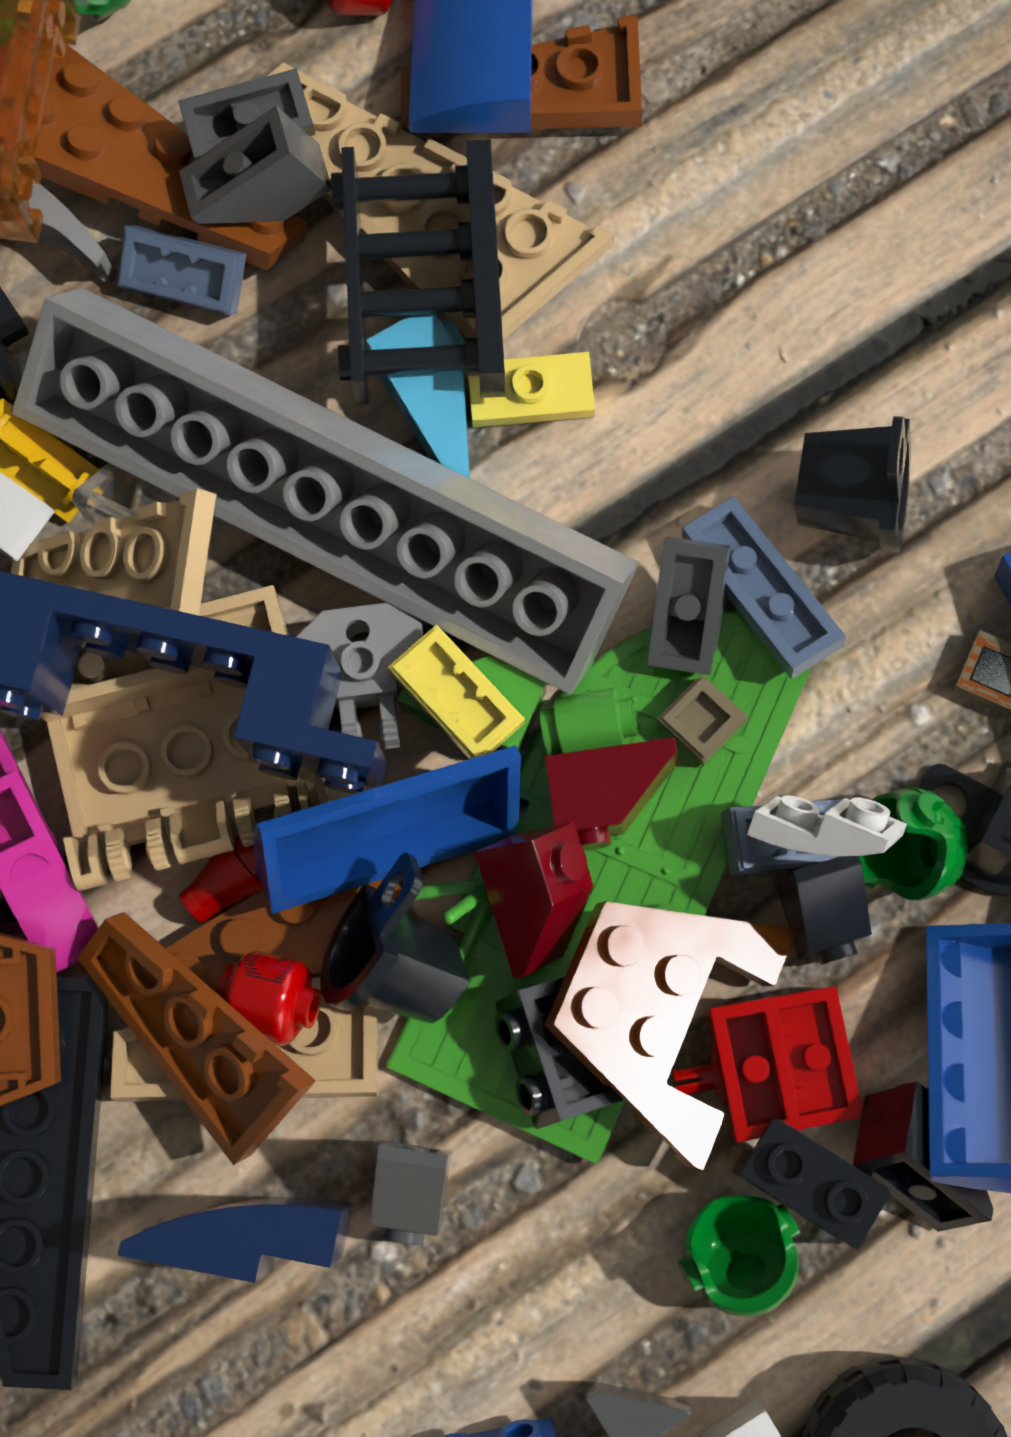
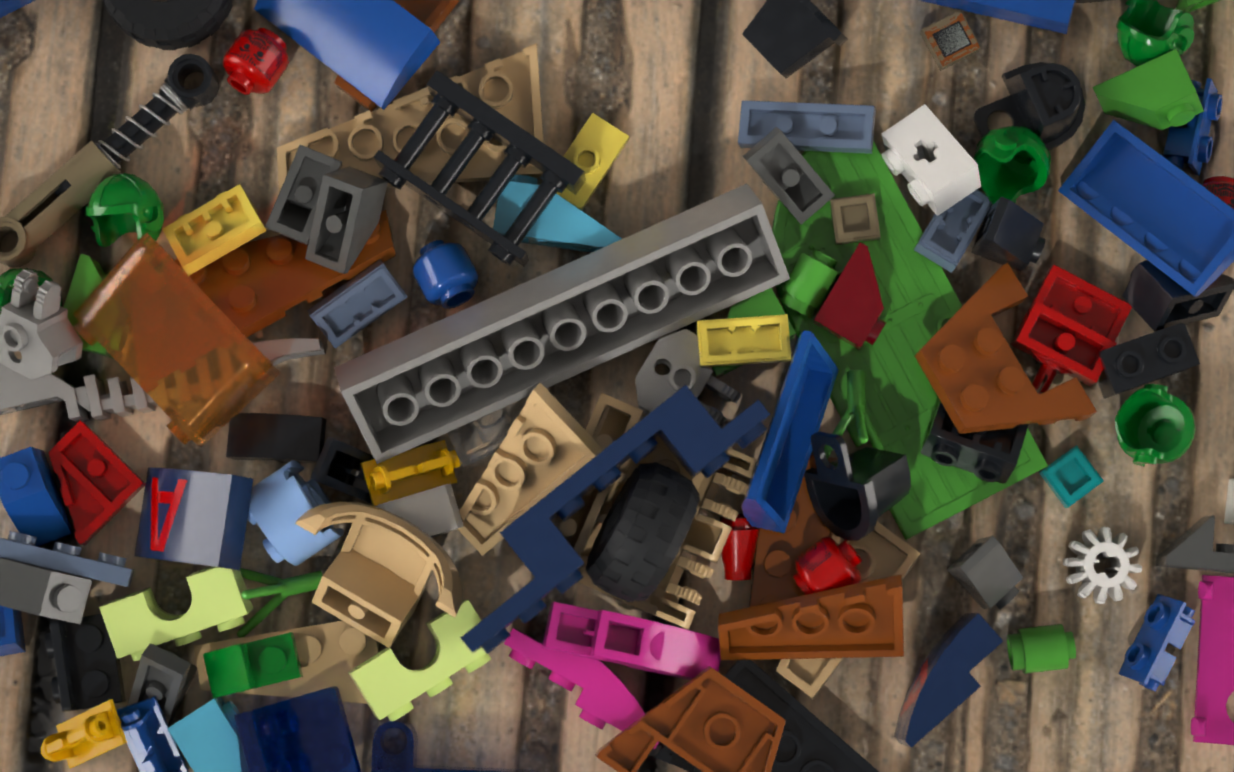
camera: 55 degrees left, 5 degrees up
(137, 743) = (642, 532): none -> black tyre
(140, 61) = (214, 229): none -> light yellow bracket
(284, 334) = (445, 274): none -> blue head
(374, 1325) = (1040, 649): none -> bright green brick
(536, 893) = (883, 382): dark red slope -> none
(551, 1315) = (1104, 548): none -> white gear
(608, 1203) = (1071, 476): none -> teal tile
(838, 741) = (930, 160): none -> white brick
(847, 829) = (987, 190): white slope -> none

